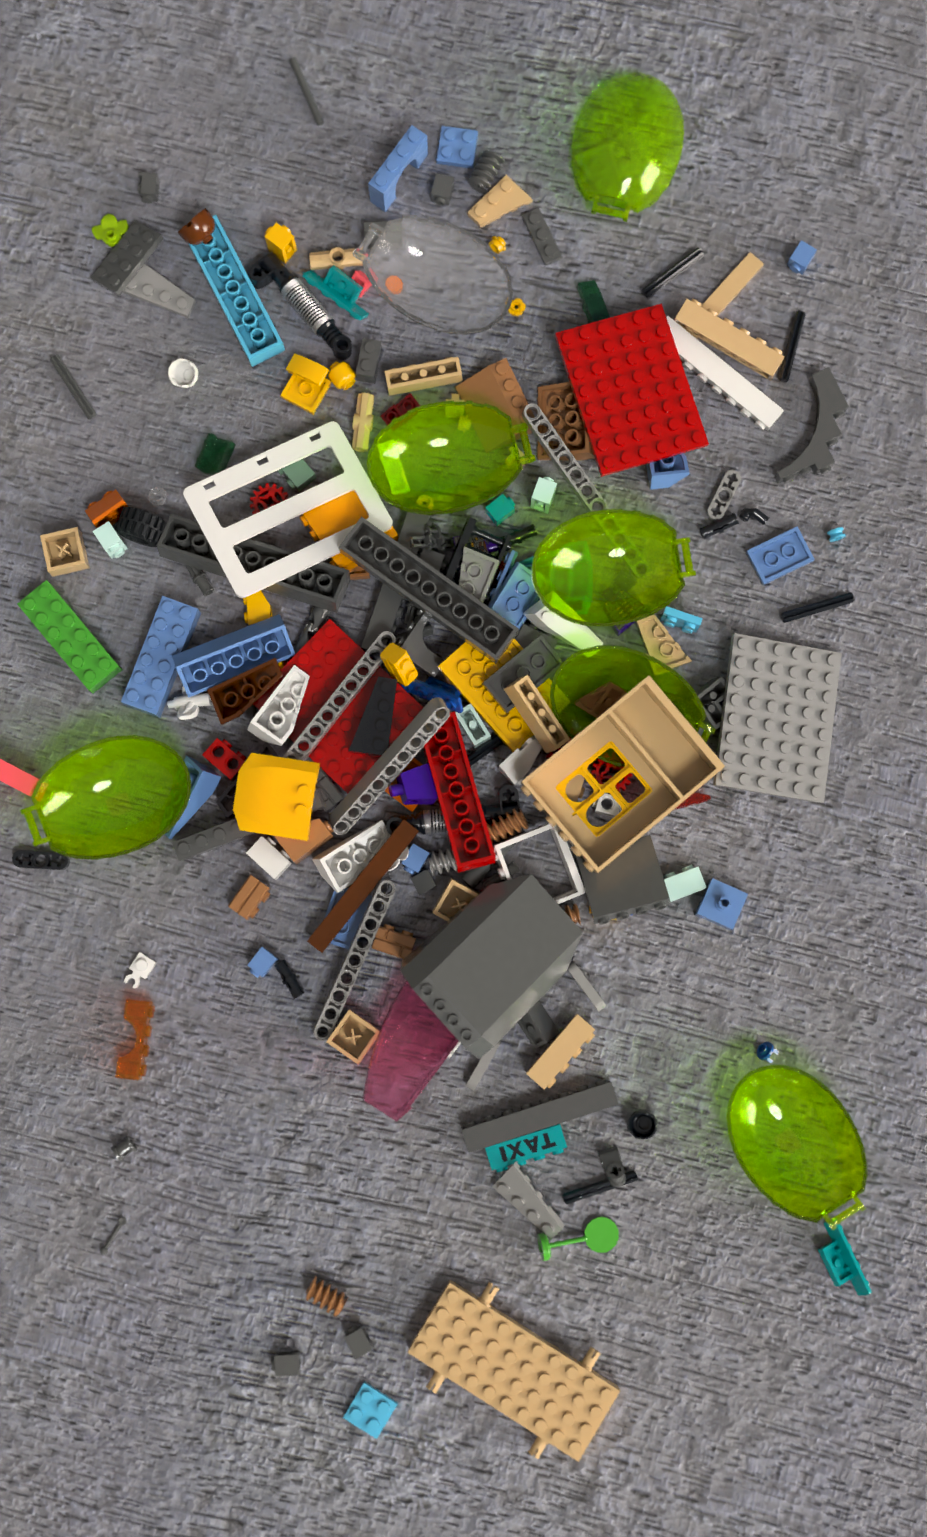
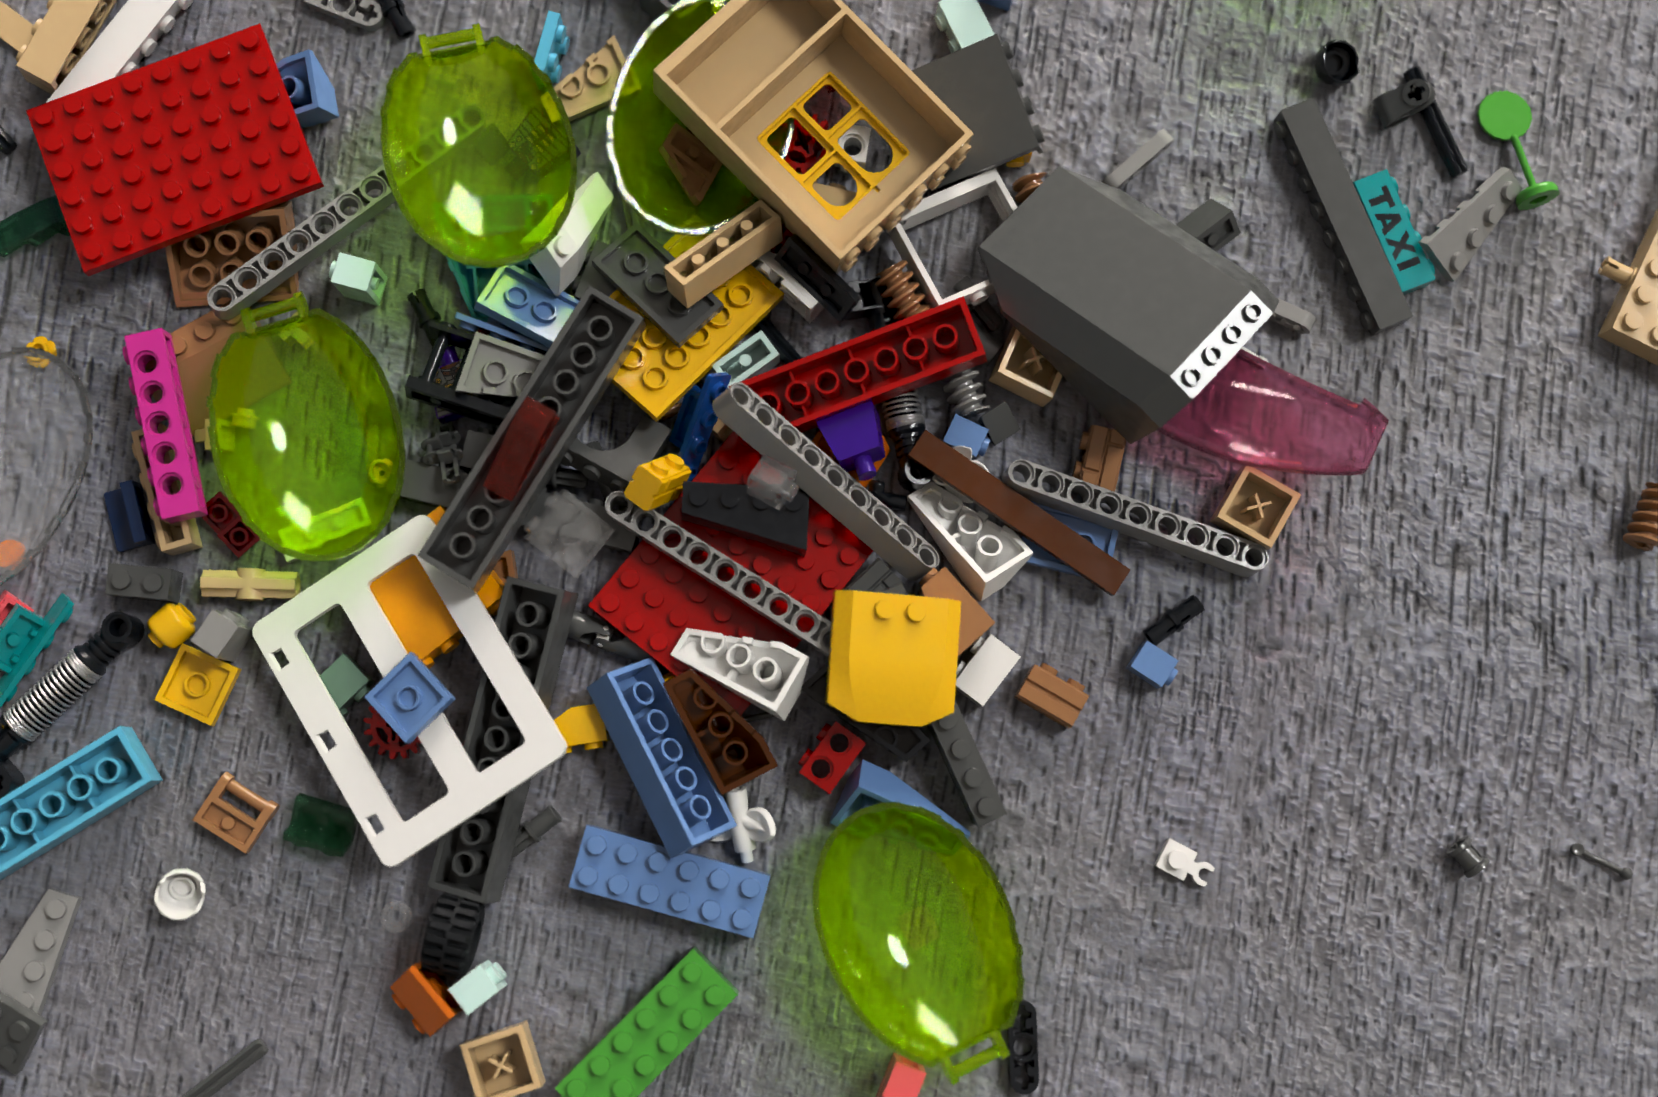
camera: 105 degrees left, 0 degrees up
(138, 1014) = (1335, 860): clear orange arch -> none
(223, 403) = (229, 821): none -> medium nougat plate
(280, 508) = (410, 697): none -> medium blue plate
(307, 369) = (163, 682): yellow slope -> none
(332, 404) = (223, 634): none -> light grey brick
(373, 609) = (568, 532): none -> clear plate
(382, 805) = (891, 500): none -> black arm
(389, 731) = (772, 482): none -> clear brick
(410, 354) = (129, 516): none -> dark blue panel
(419, 580) = (520, 448): none -> clear red slope
(467, 381) = (190, 500): none -> dark pink brick
(500, 509) = (387, 349): teal brick -> none
(518, 771) = (817, 277): none -> black plate
(560, 1051) = (1242, 190): tan brick -> none

